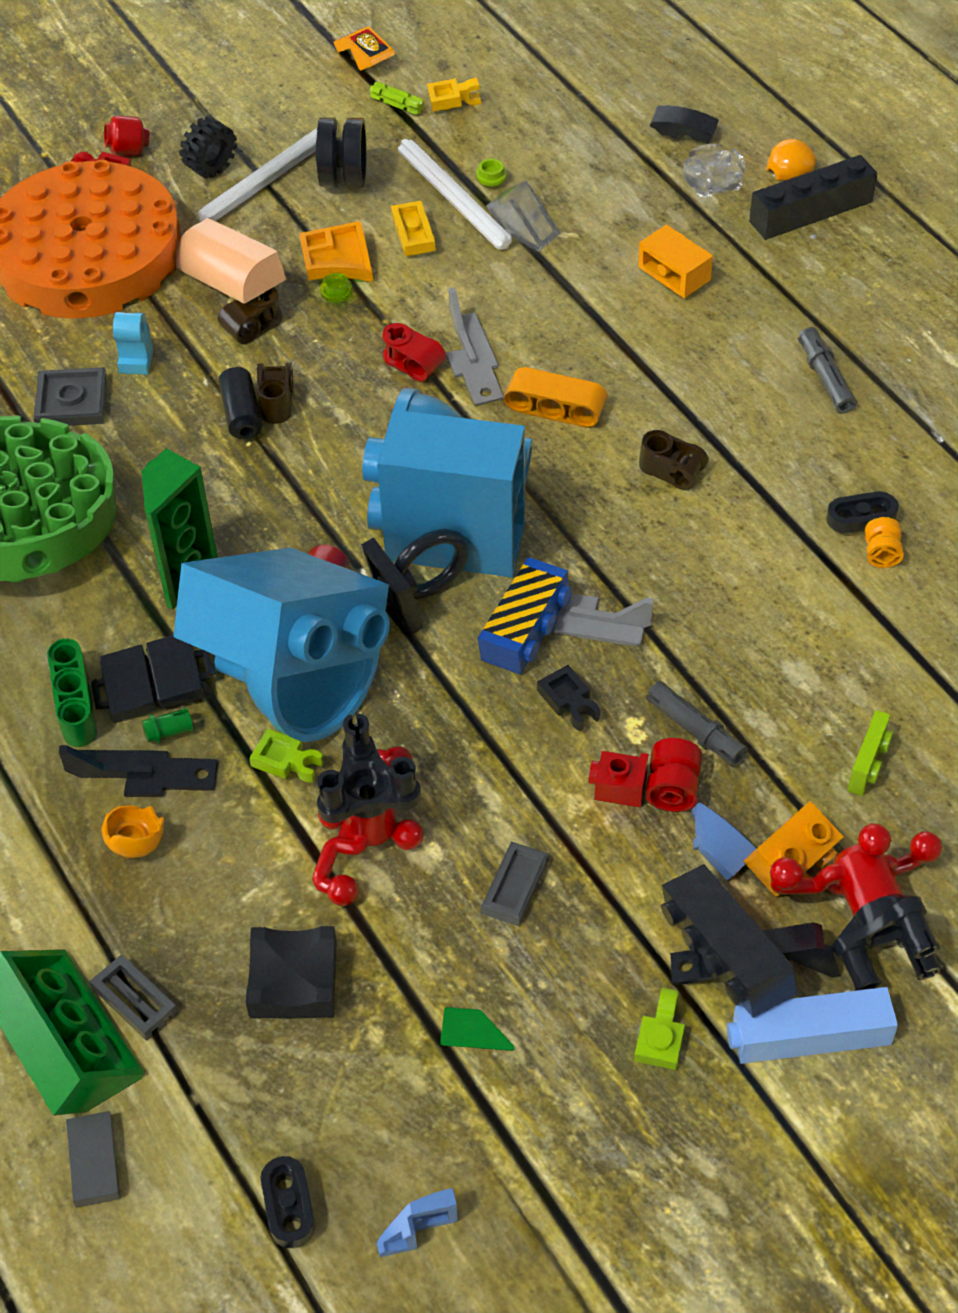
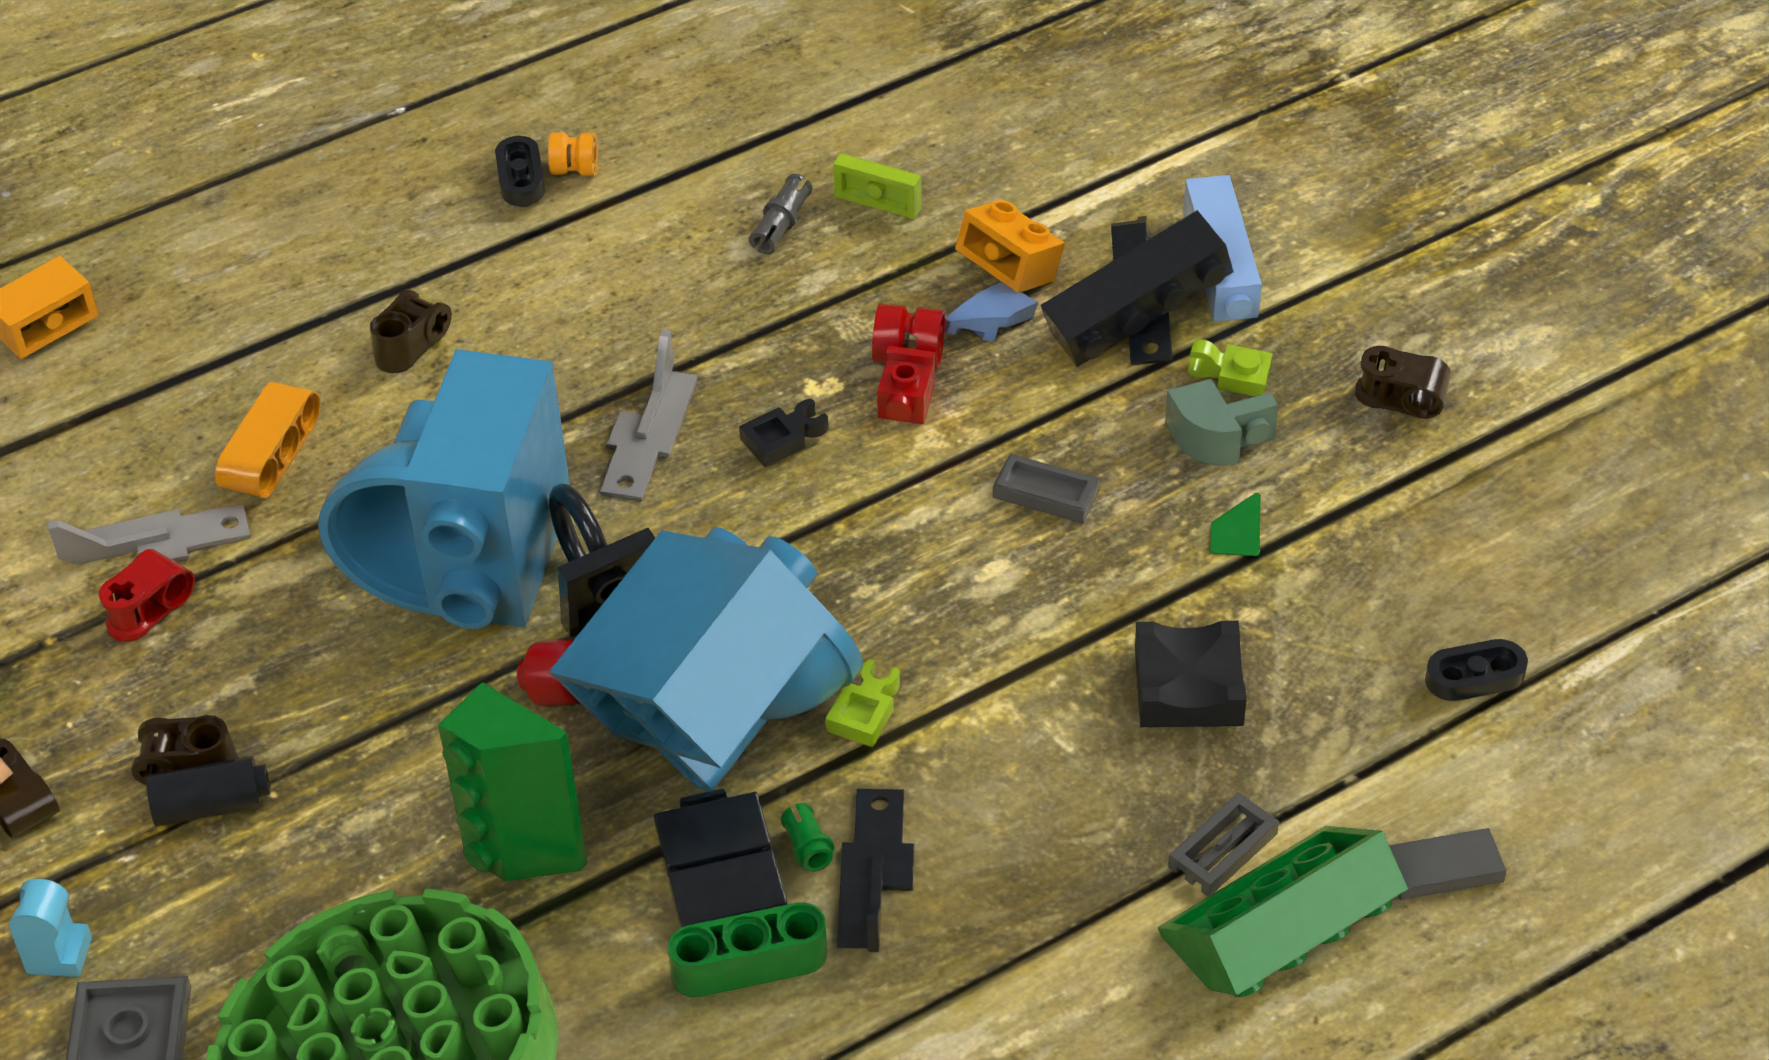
camera: 90 degrees left, 5 degrees down
(132, 831) = (988, 850): light orange hair -> none
(364, 805) = (975, 572): wheel -> none
(421, 1214) = (1485, 565): medium blue slope -> none
(524, 615) = (657, 465): brick -> none
(576, 1003) = (1216, 430): none -> sand green brick
(638, 1176) = (1407, 383): none -> dark brown piece
(708, 733) = (841, 314): dark grey pin -> none
(821, 360) = (272, 186): dark grey pin -> none
(829, 687) = (780, 214): none -> dark grey pin
(875, 900) = (1070, 177): wheel -> none

